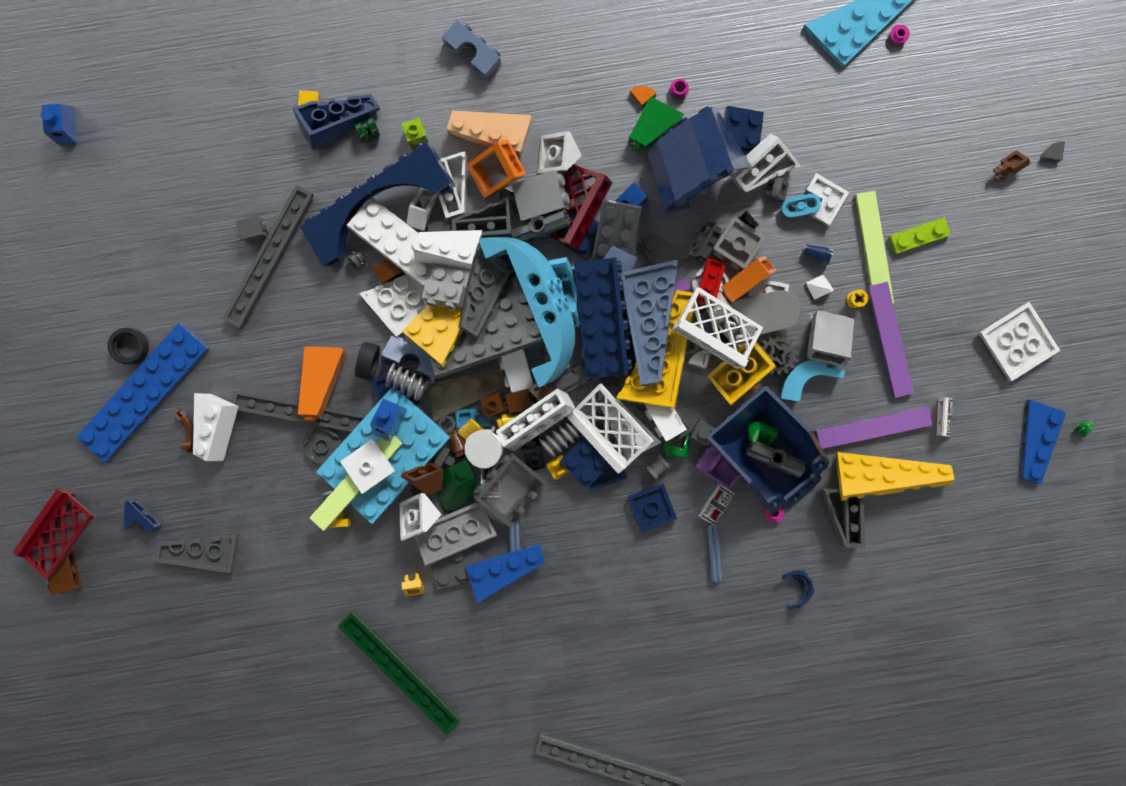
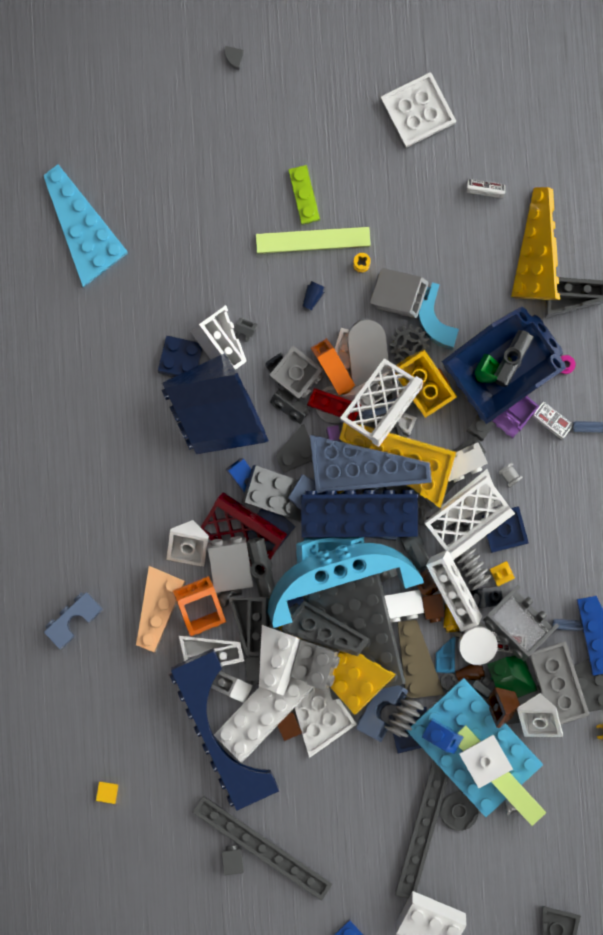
camera: 85 degrees left, 5 degrees down
(318, 378) = (389, 805): orange slope -> none
(329, 120) = (130, 773): dark blue wedge -> none
(340, 521) = (539, 797): yellow tile -> none
(356, 259) = (274, 758): dark grey plate -> none
(363, 132) = (147, 737): dark green wheel -> none
(367, 361) = (379, 754): black tyre -> none
(414, 132) = (151, 685): lime brick -> none
(469, 428) = (456, 659): yellow tile -> none
(492, 404) = (434, 633): reddish brown brick -> none
(584, 462) = (500, 546): dark blue plate -> none
(642, 94) = (135, 453): orange tile -> none
(652, 123) = (167, 446): green slope -> none
(652, 507) = (550, 484): dark blue plate -> none
(672, 451) = (496, 458): green plate -> none
(679, 83) = (131, 410): dark pink plate -> none
(801, 205) = (264, 307): medium azure plate -> none
(819, 287) = (345, 298): white slope -> none
(830, 195) = (258, 277): white plate -> none
(874, 427) = (490, 259): medium lavender tile -> none
(890, 339) = (404, 234): medium lavender tile -> none
(899, 39) = (102, 200): dark pink plate -> none
(1012, 163) = (242, 99): reddish brown plate -> none
(1042, 431) = (510, 97): blue wing -> none
(1085, 428) = (508, 55): green plate -> none

